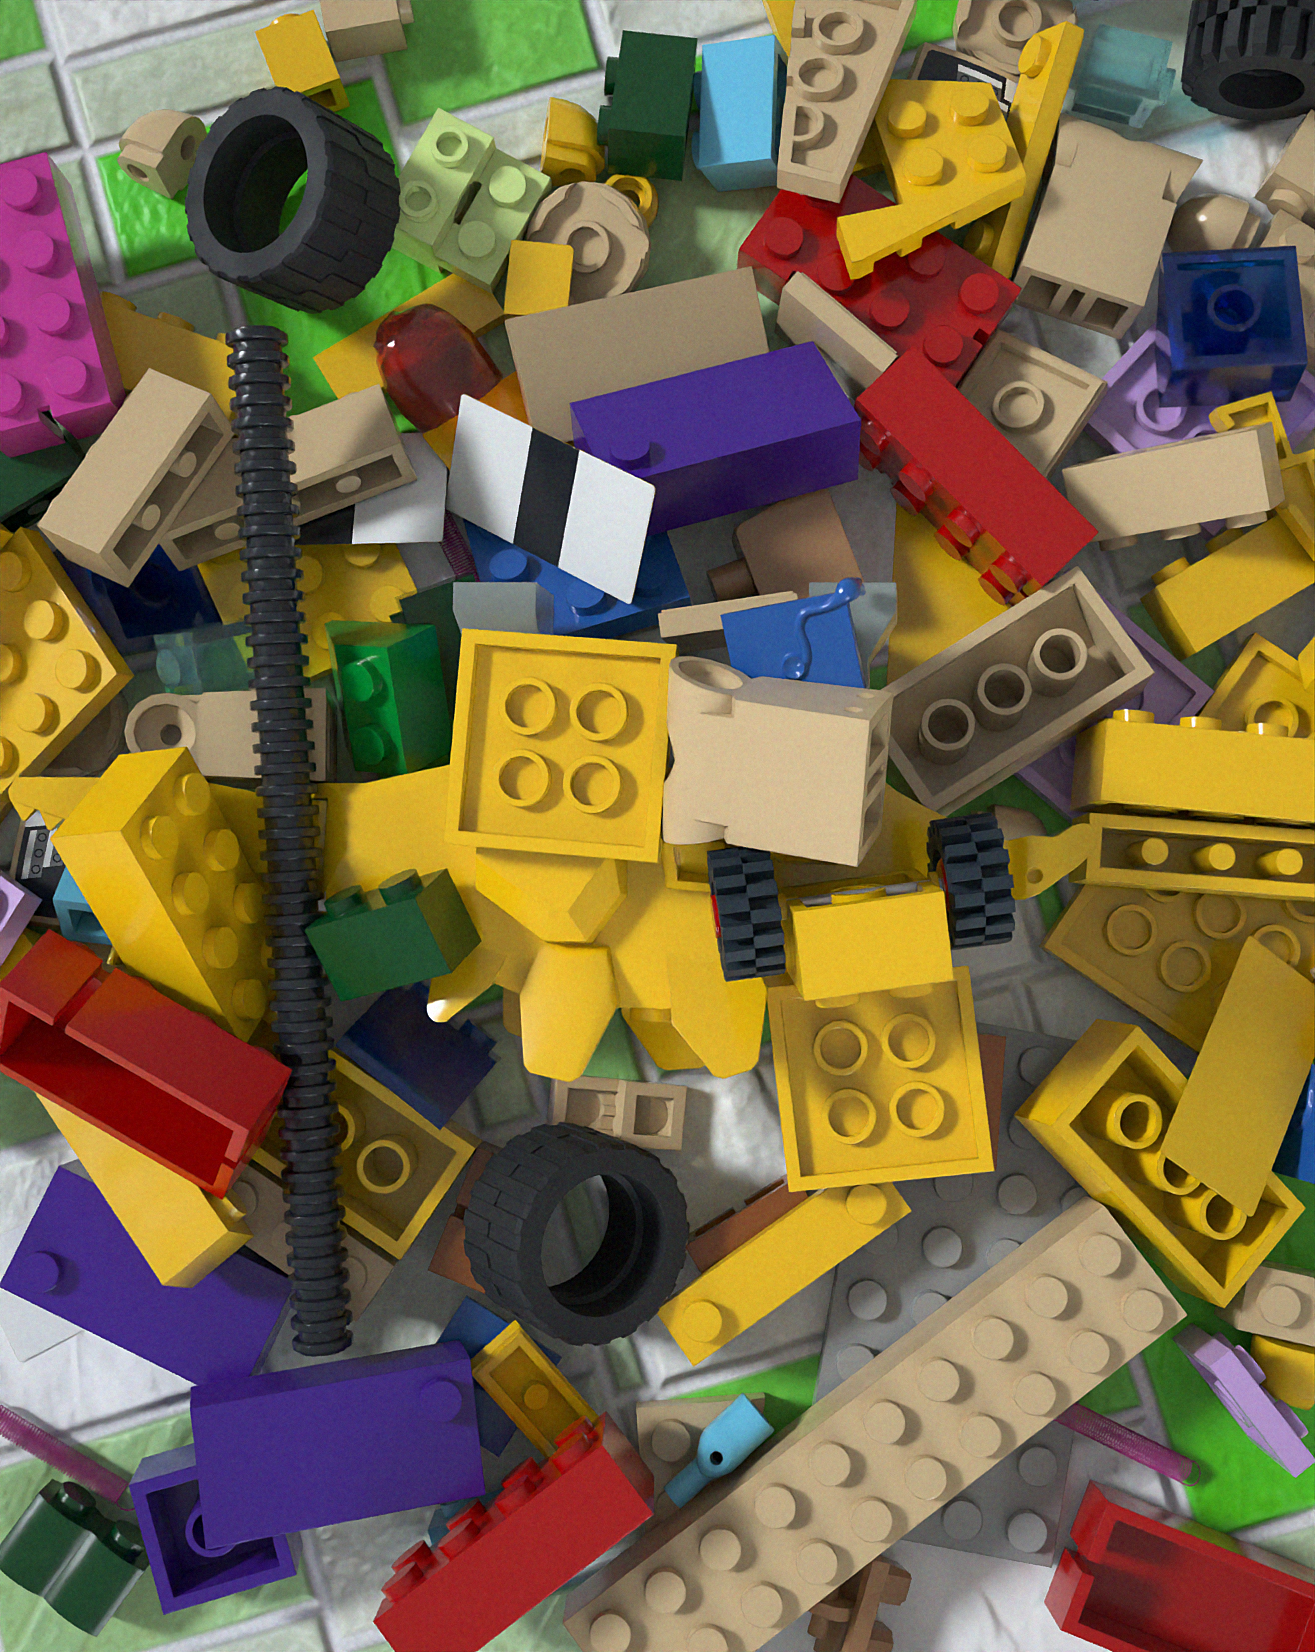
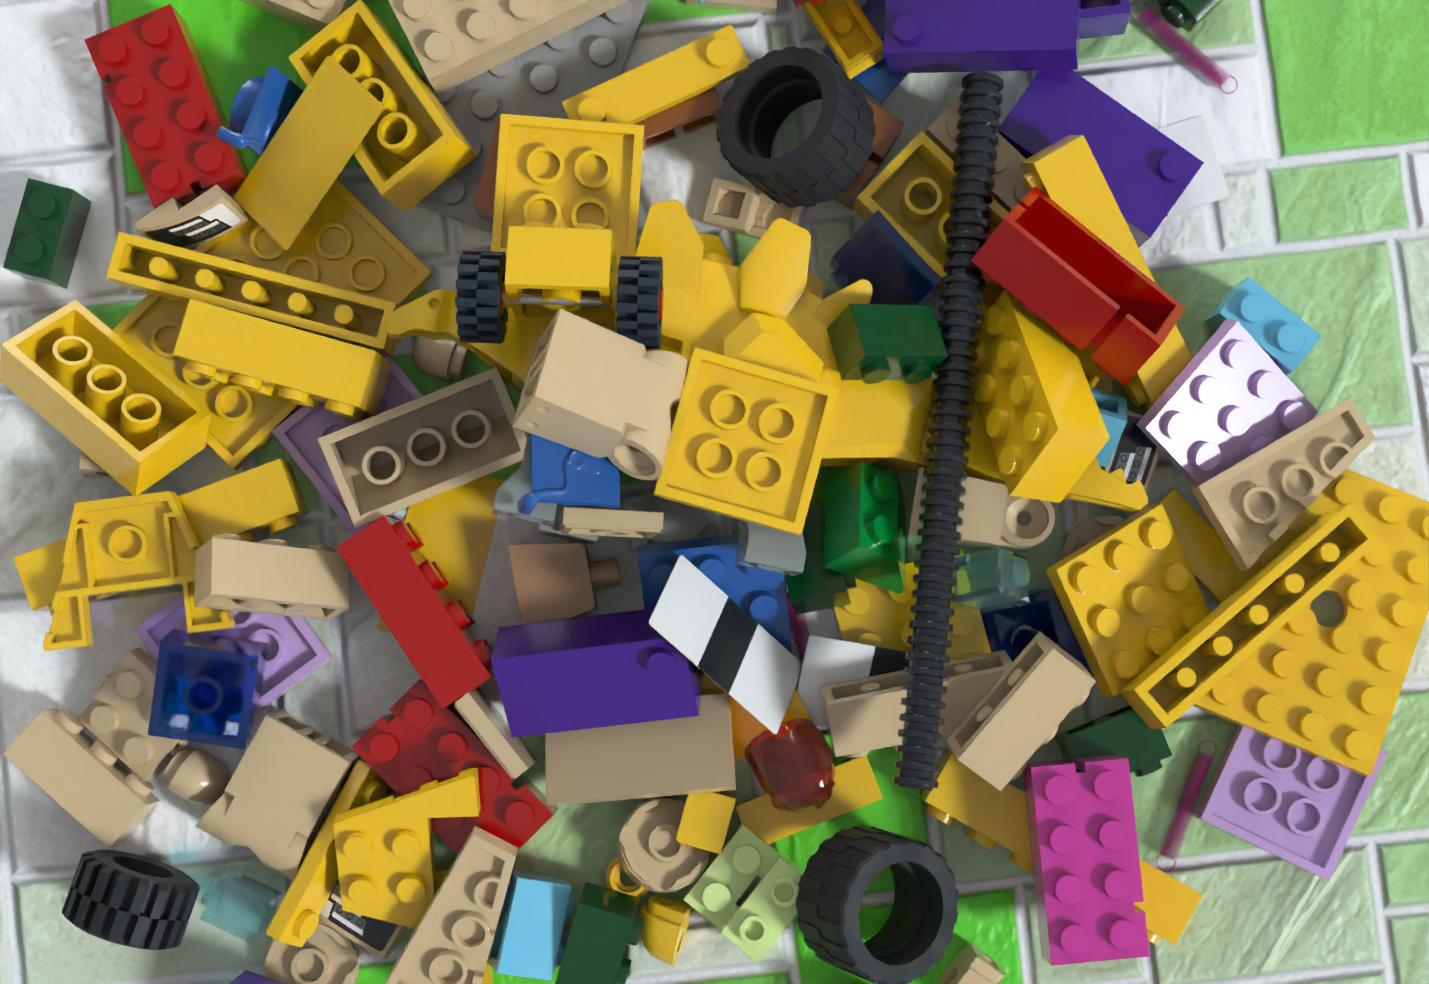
camera: 170 degrees left, 0 degrees up
(1032, 398) = (363, 665): tan tile -> none

